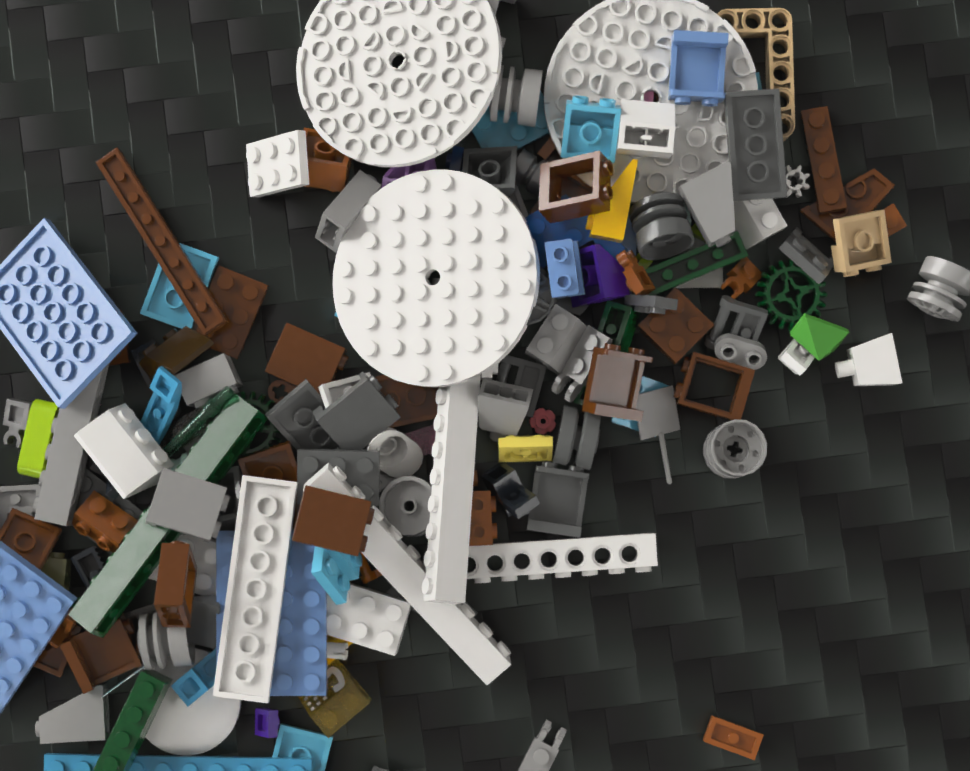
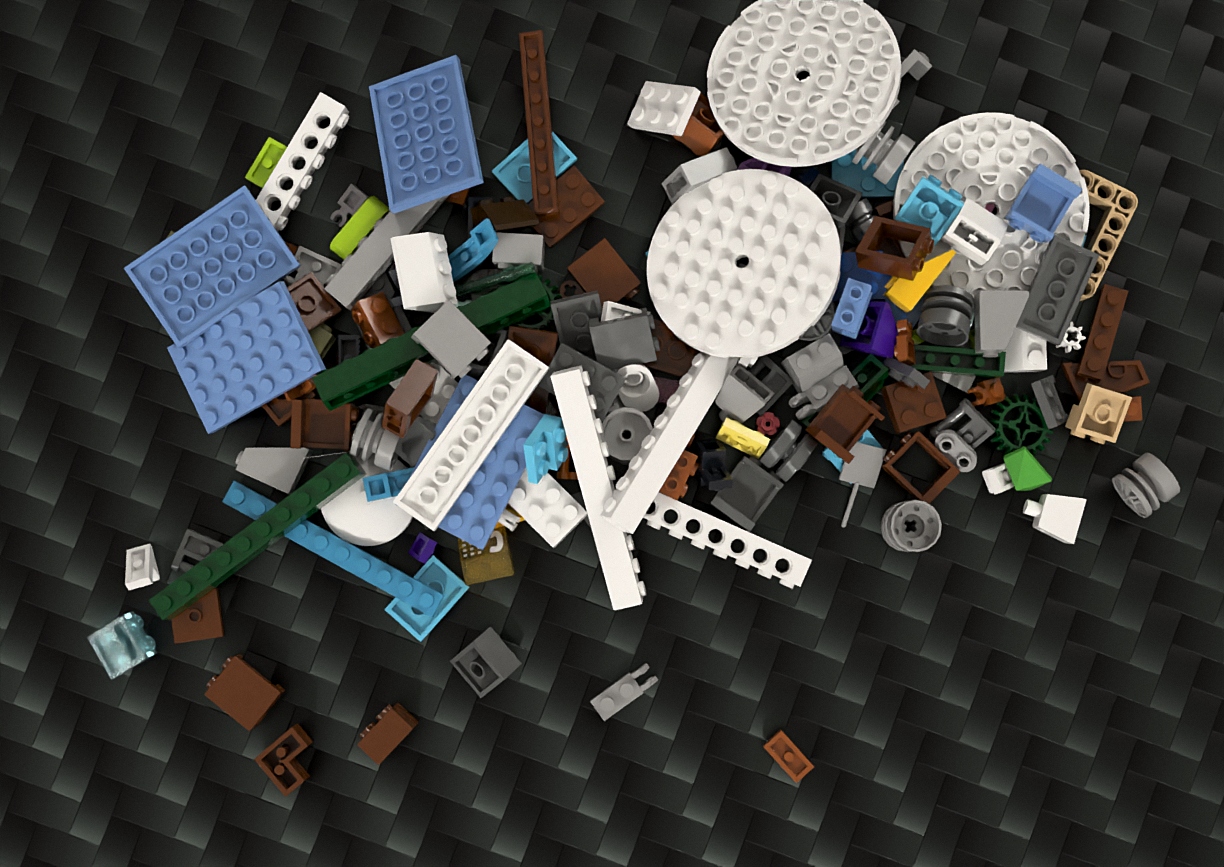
camera: 30 degrees right, 0 degrees up
(333, 521) = (562, 412): reddish brown brick -> none

